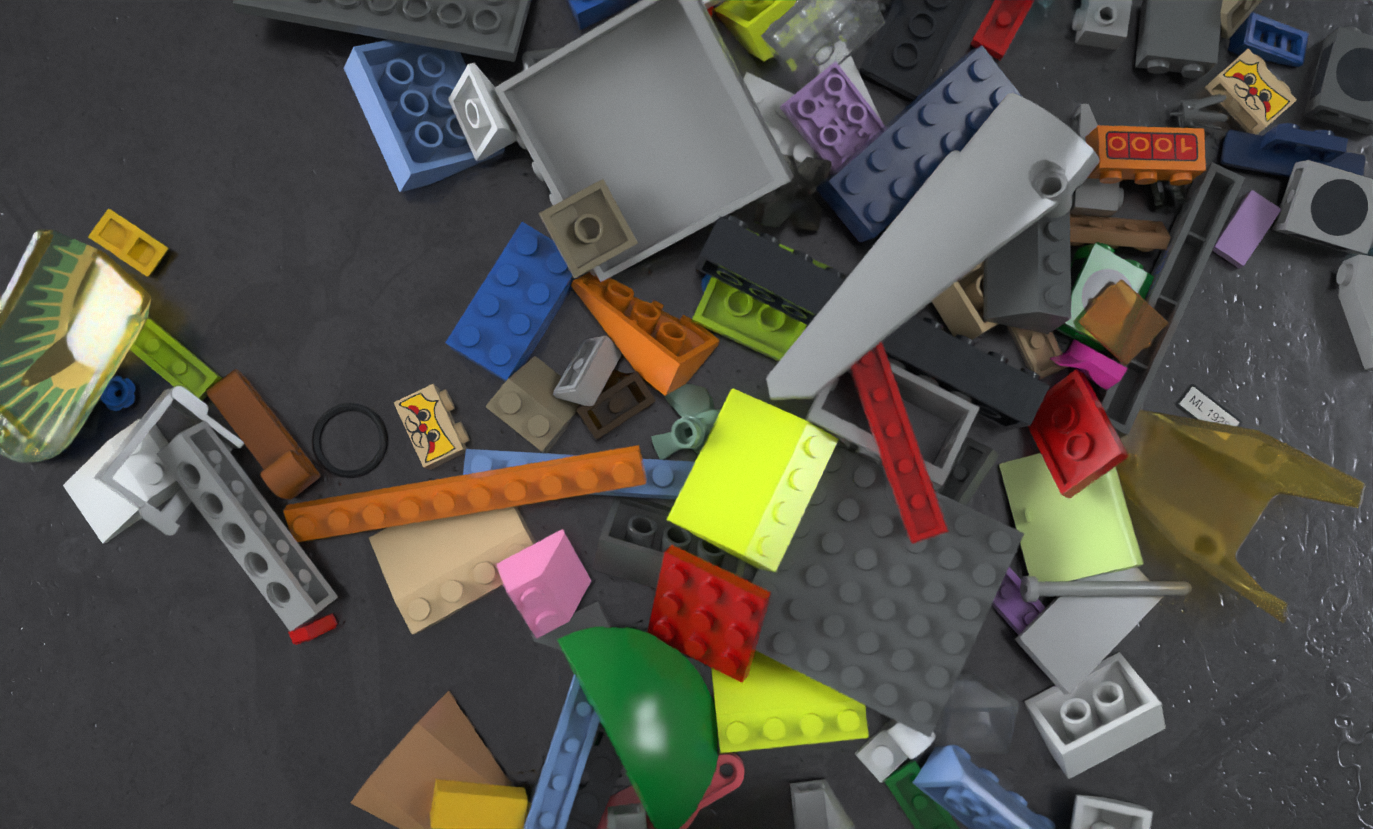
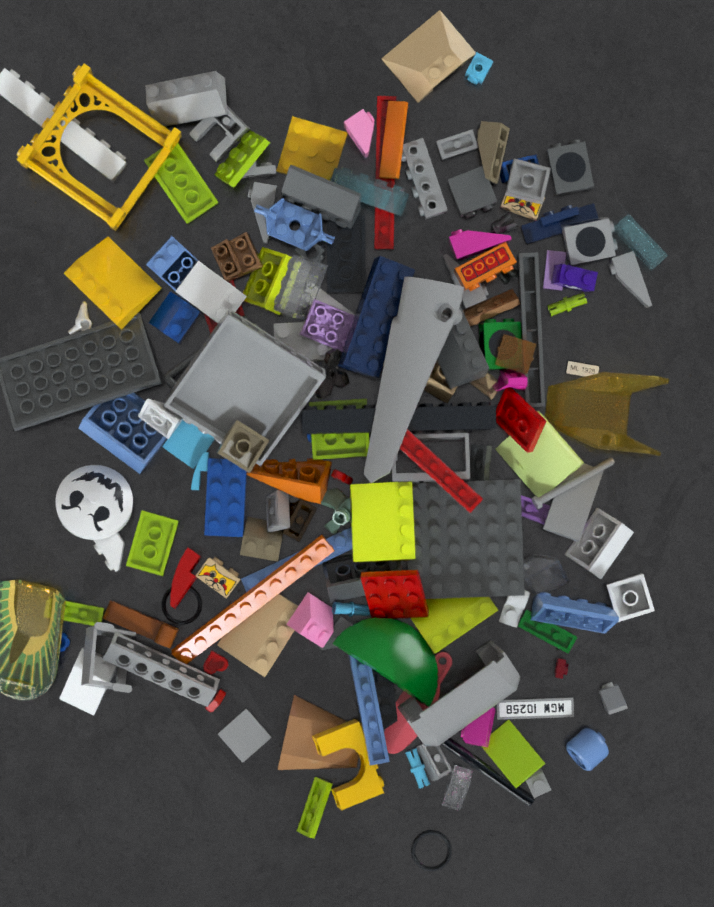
camera: 30 degrees left, 5 degrees up
(128, 242) = (23, 568): yellow slope -> none
(285, 274) = (112, 550): none -> white slope
(298, 196) = (94, 502): none -> white dish
(328, 714) = (244, 735): none -> light grey tile
(348, 566) = (214, 663): none -> red tile
(357, 314) = (152, 543): none -> lime plate
(374, 395) = (183, 576): none -> red slope
(500, 235) = (201, 466): none -> medium azure slope
(506, 187) = (188, 443): none -> medium azure tile
(619, 598) = (350, 609): none -> medium azure axle
(722, 372) = (342, 477): none -> red tile
(1146, 102) = (471, 243): none -> dark pink slope
(1240, 293) = (567, 304): none -> lime pin
(1279, 253) = (574, 277): none -> dark purple brick
(1282, 60) = (527, 181): none -> light grey tile

